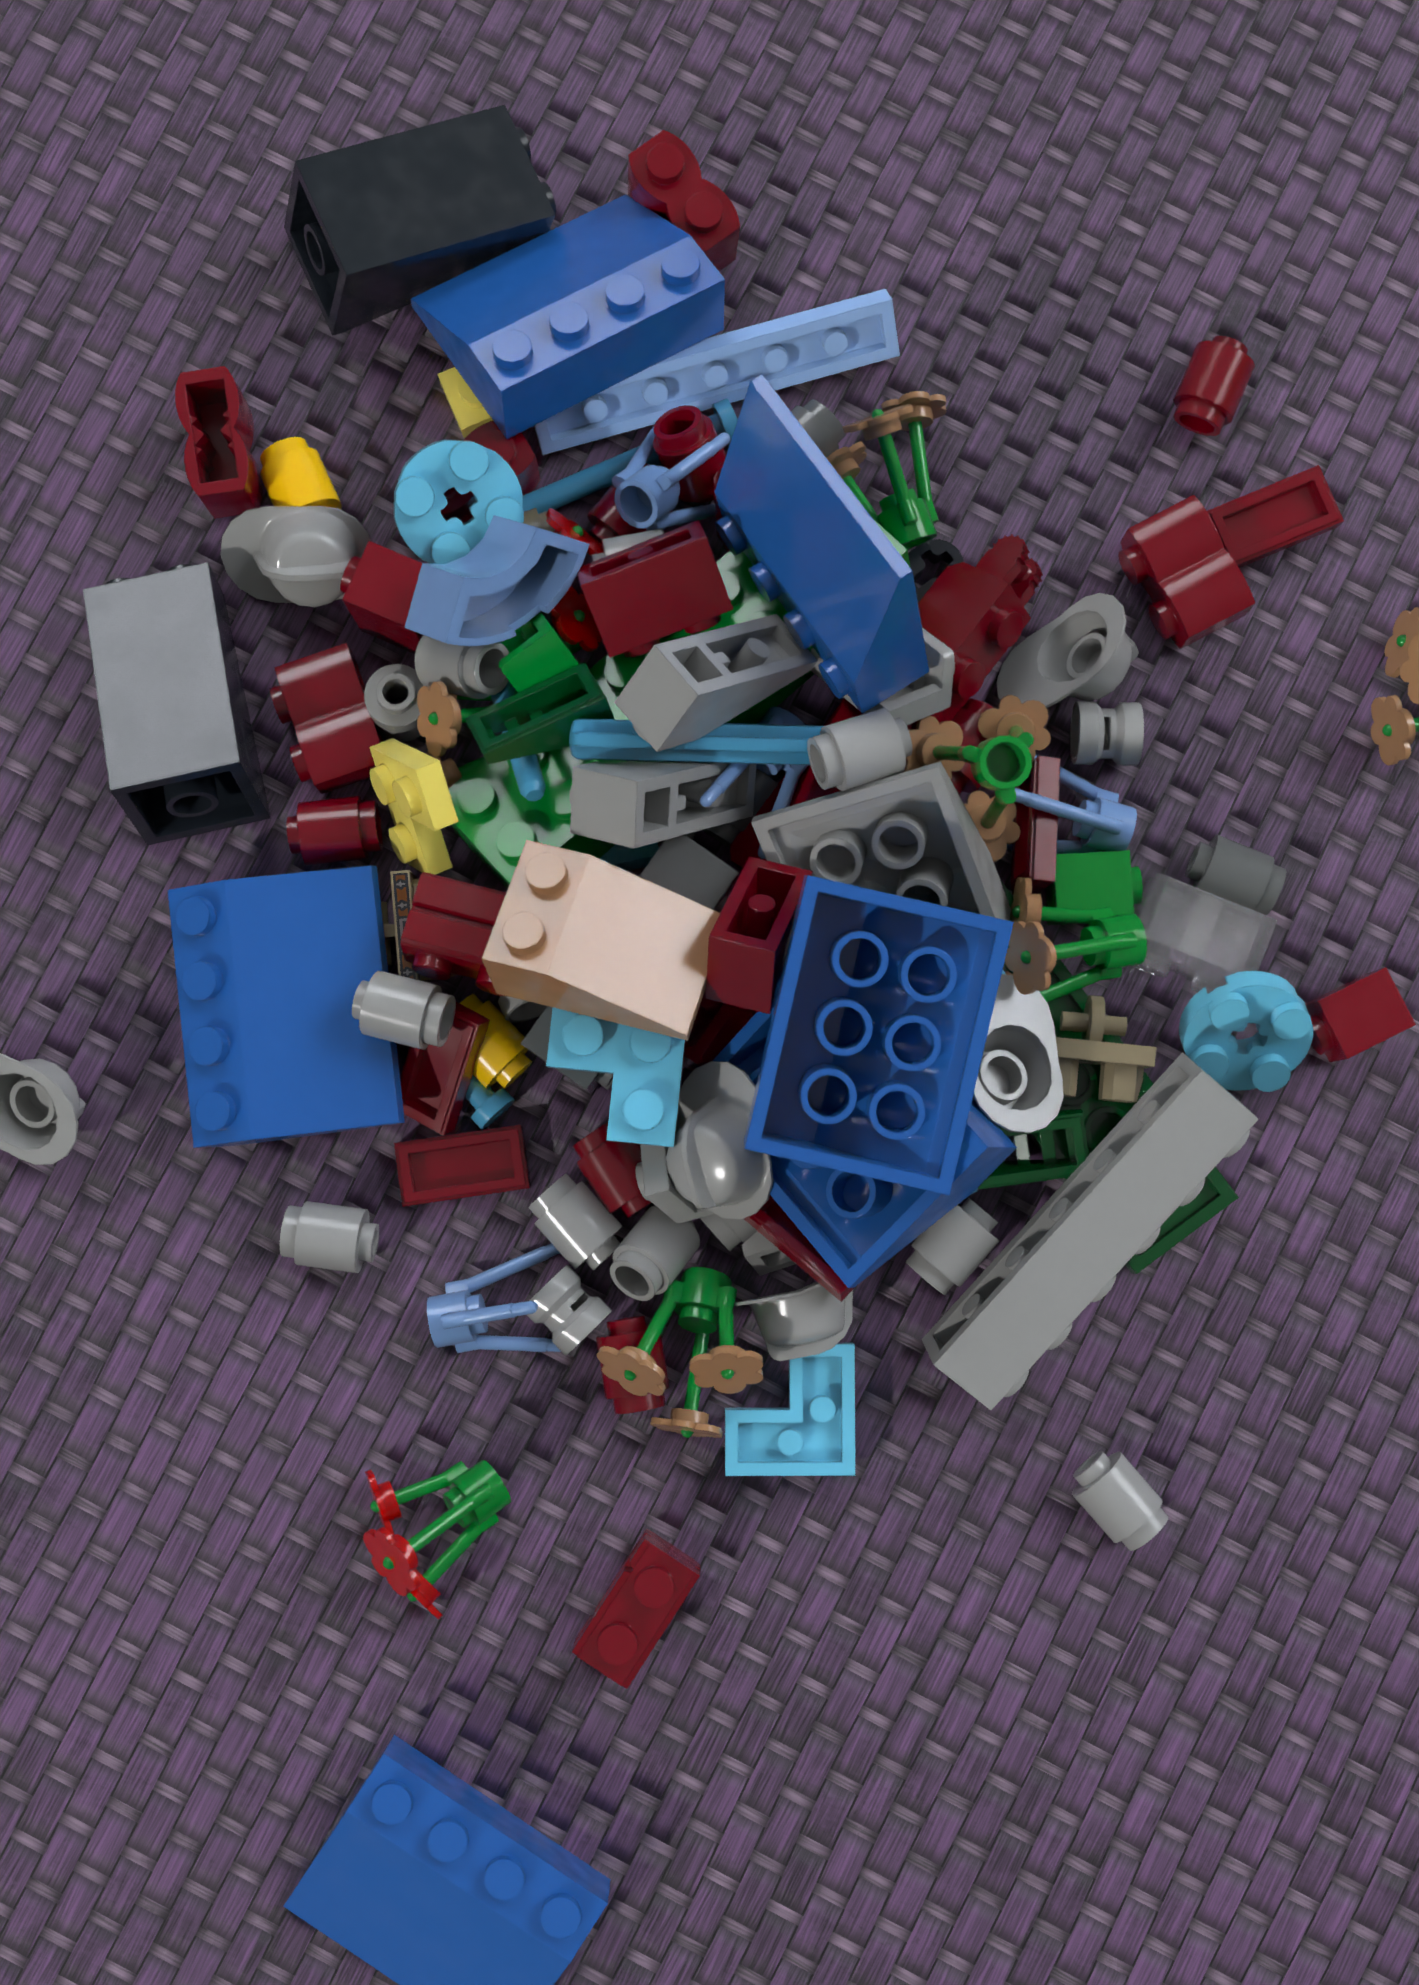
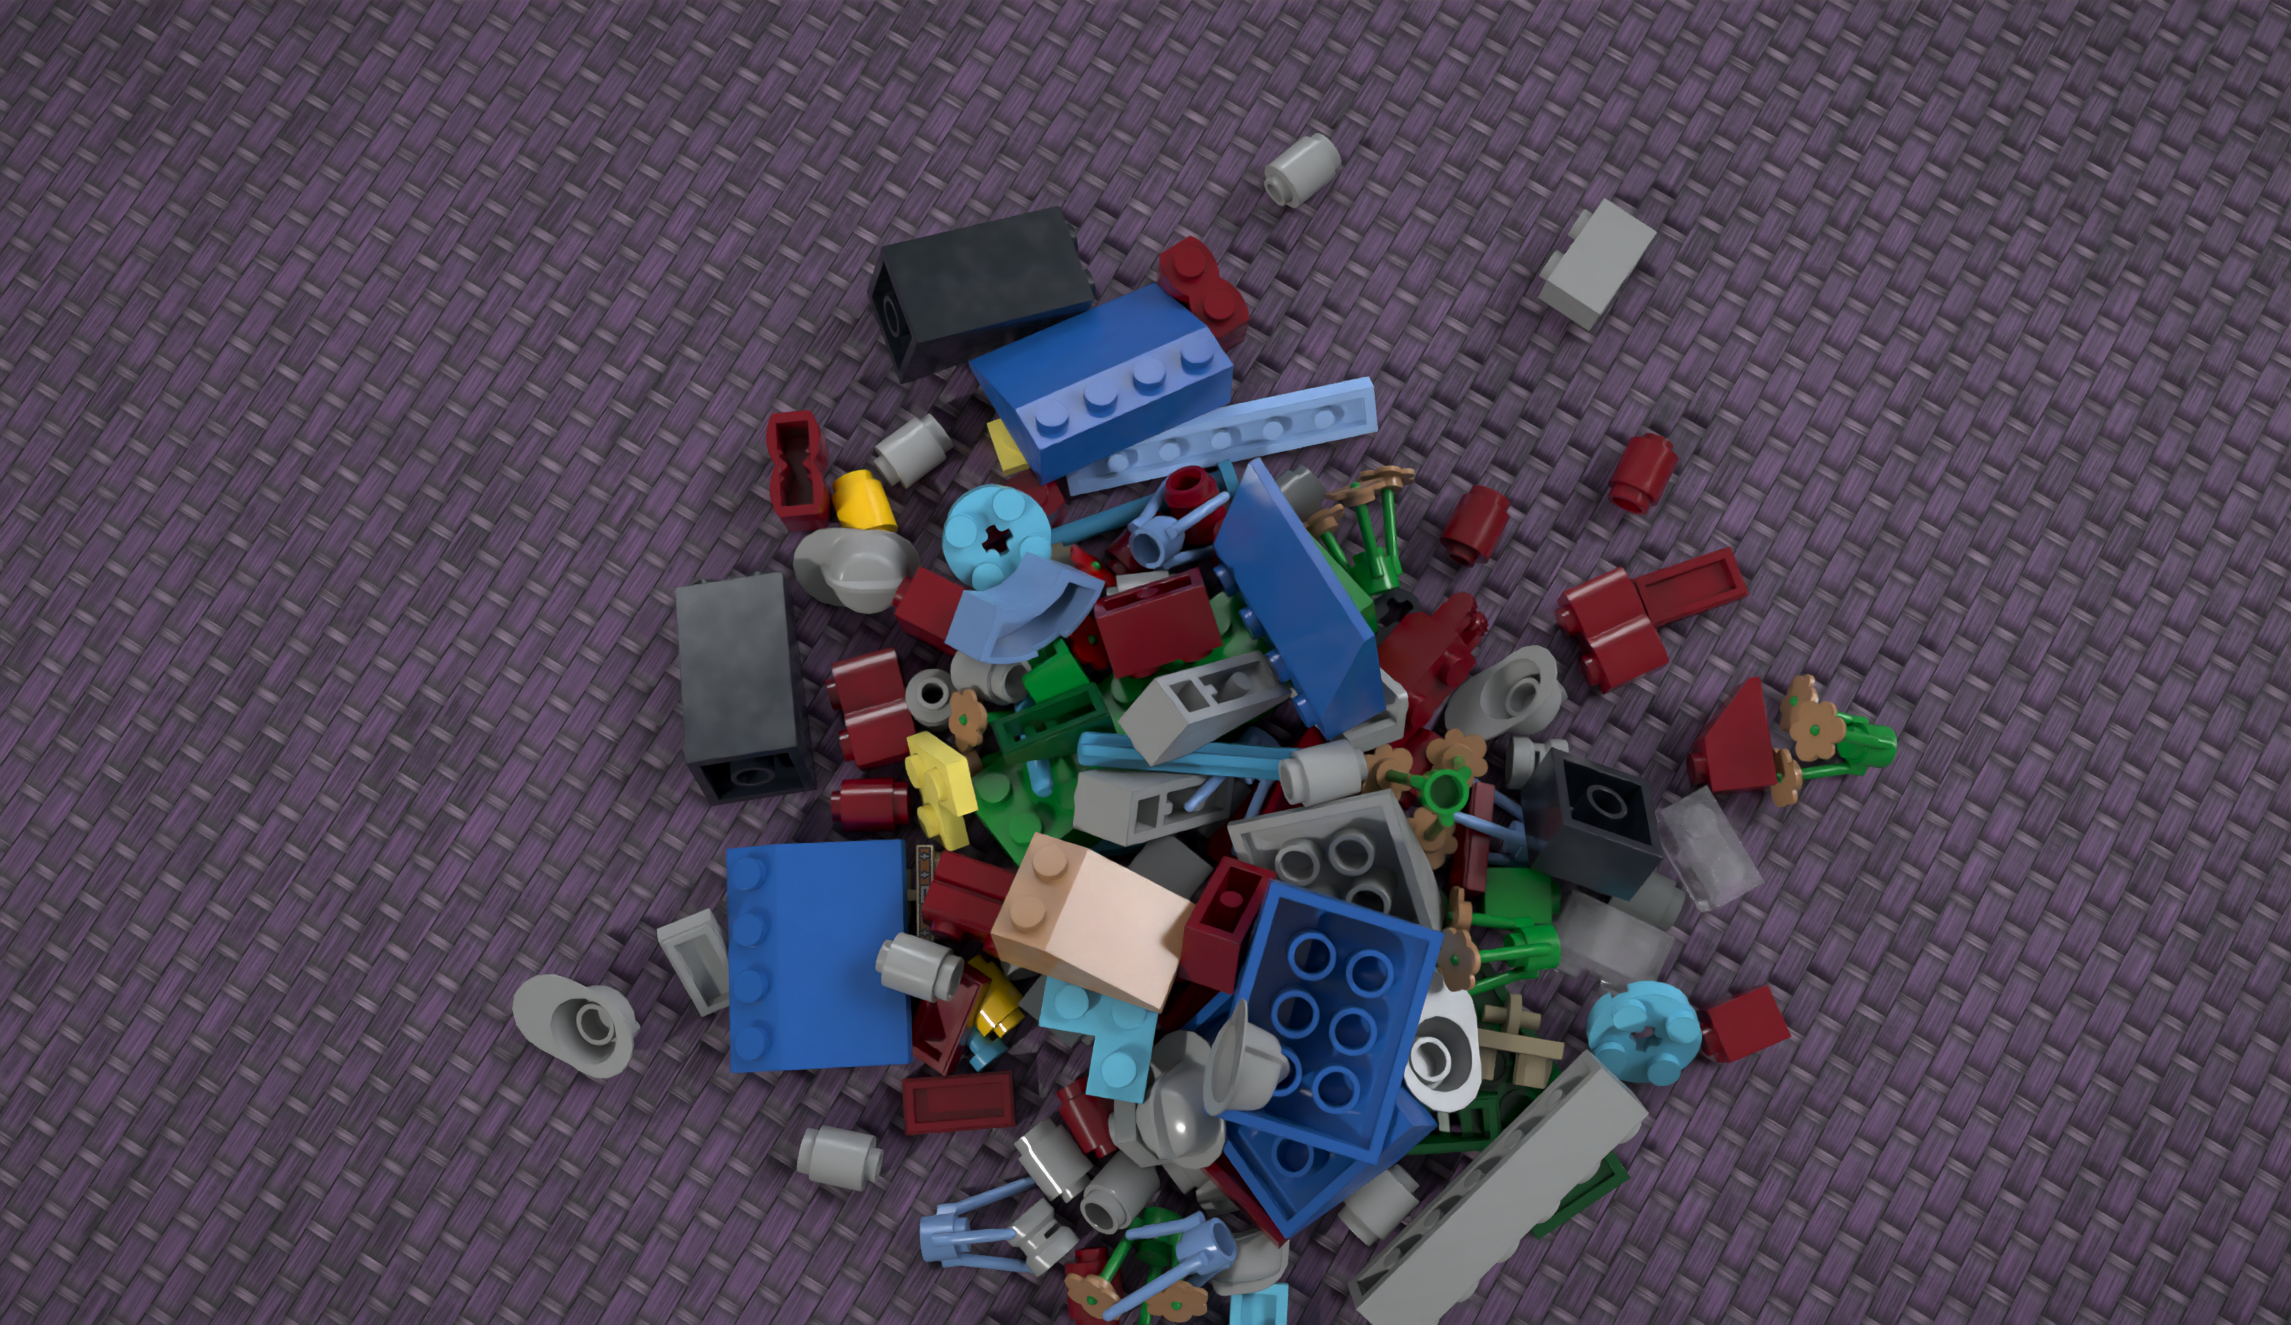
camera: 10 degrees right, 5 degrees down
(147, 1018) = (700, 958): none -> light grey tile
(352, 412) = (912, 451): none -> light grey brick
(754, 1308) = (1203, 1250): none -> medium blue plant
(787, 1089) = (1242, 1066): none -> light grey piece
(791, 47) = (1301, 170): none -> light grey brick
(1021, 459) = (1475, 526): none -> dark red brick
(1146, 139) = (1595, 264): none -> light grey brick
(1174, 795) = (1590, 825): none -> black brick
(1305, 818) = (1706, 850): none -> clear brick
(1336, 698) = (1735, 745): none -> dark red slope

